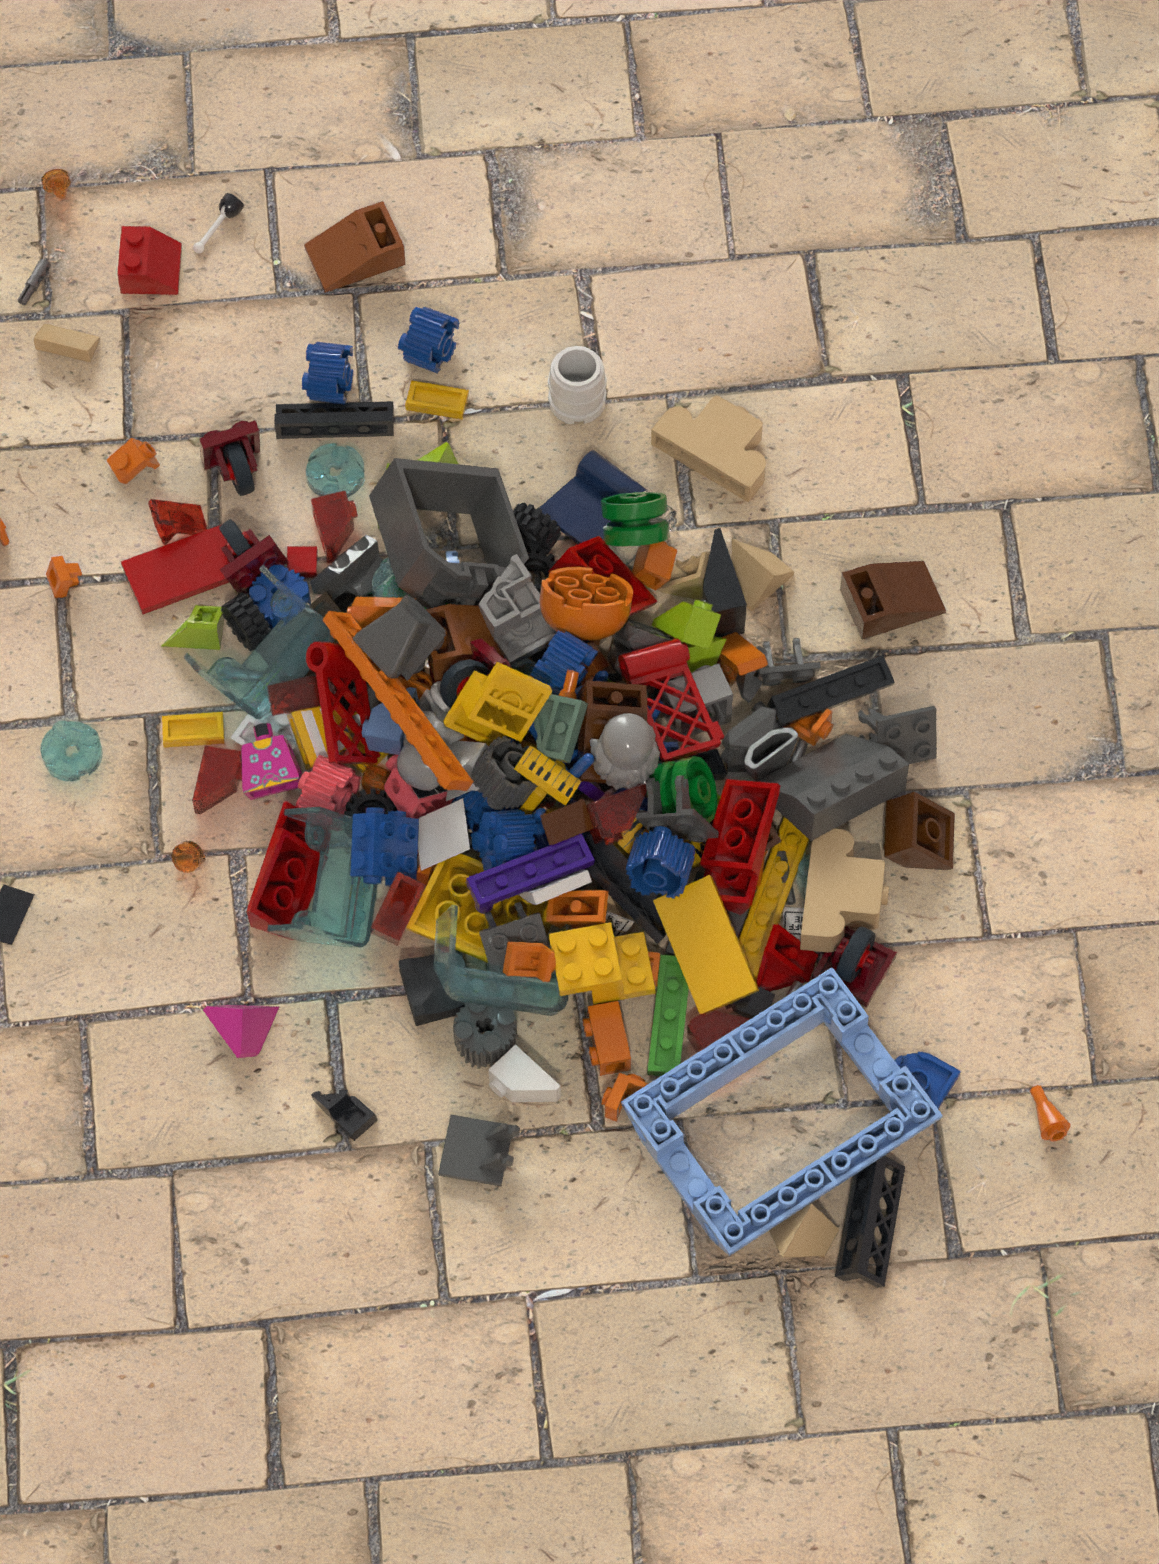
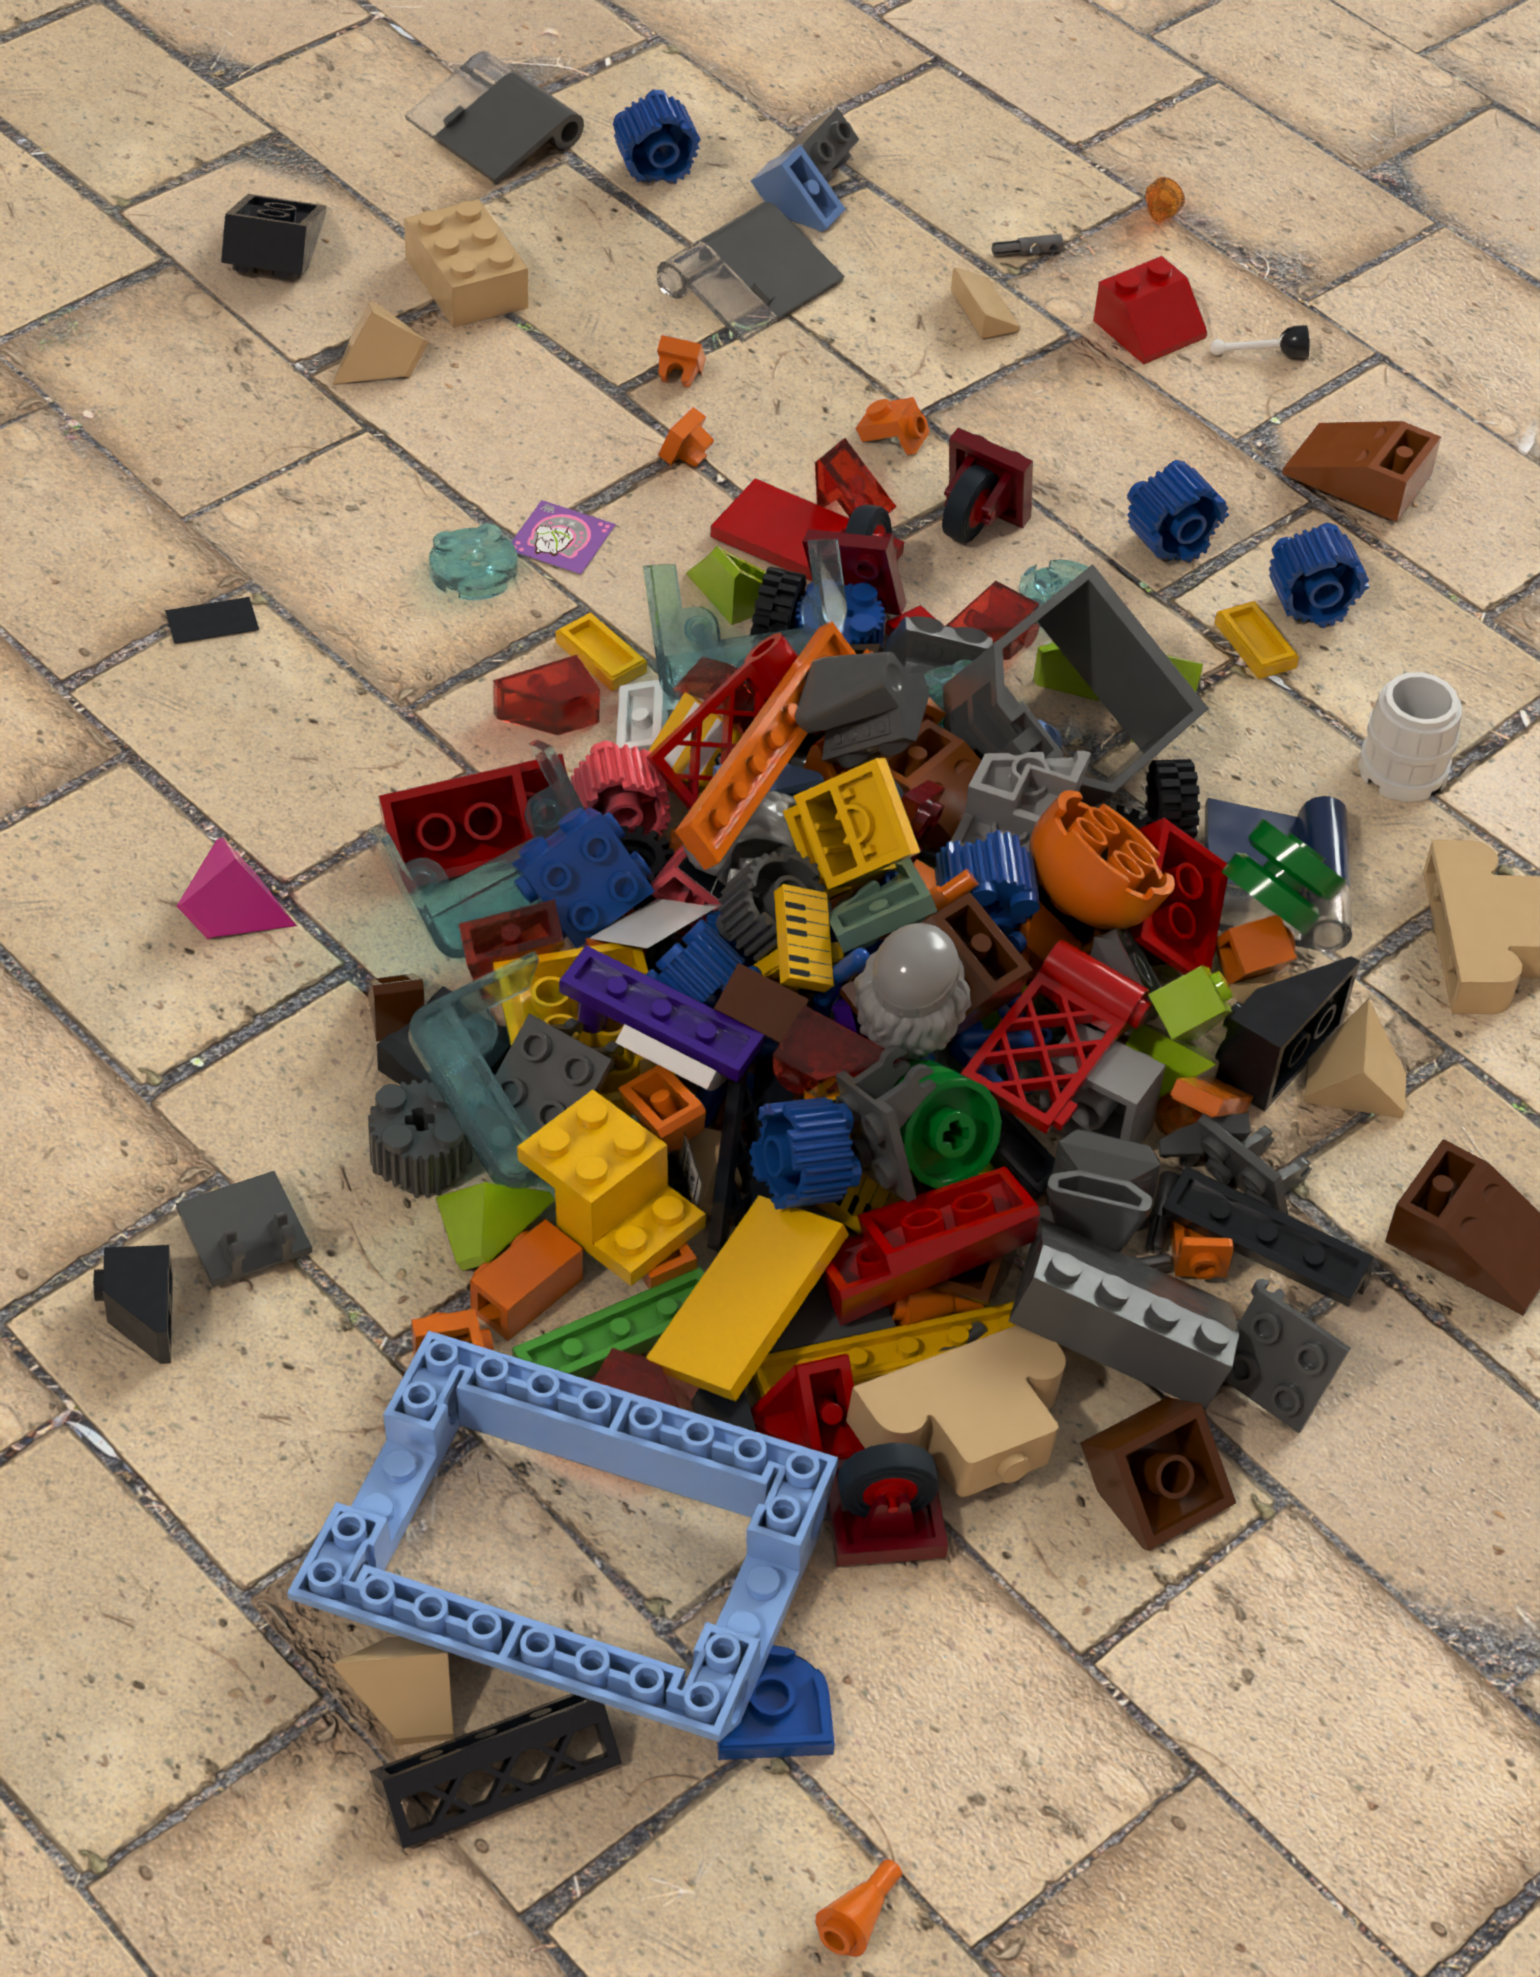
camera: 50 degrees right, 15 degrees down
(81, 691) = (561, 536): none -> sticker
(187, 856) = (422, 726): clear orange tile -> none
(268, 764) = (606, 715): dark pink torso -> none
(334, 420) = (1128, 563): black fence -> none
(346, 1112) = (196, 1065): black slope -> none
(378, 988) = (393, 1001): none -> reddish brown slope
(490, 1223) = (139, 1296): none -> black slope
(522, 1079) = (386, 1214): white slope -> none
(529, 960) = (533, 1086): orange bracket -> none
(559, 1036) = (487, 1218): none -> lime slope

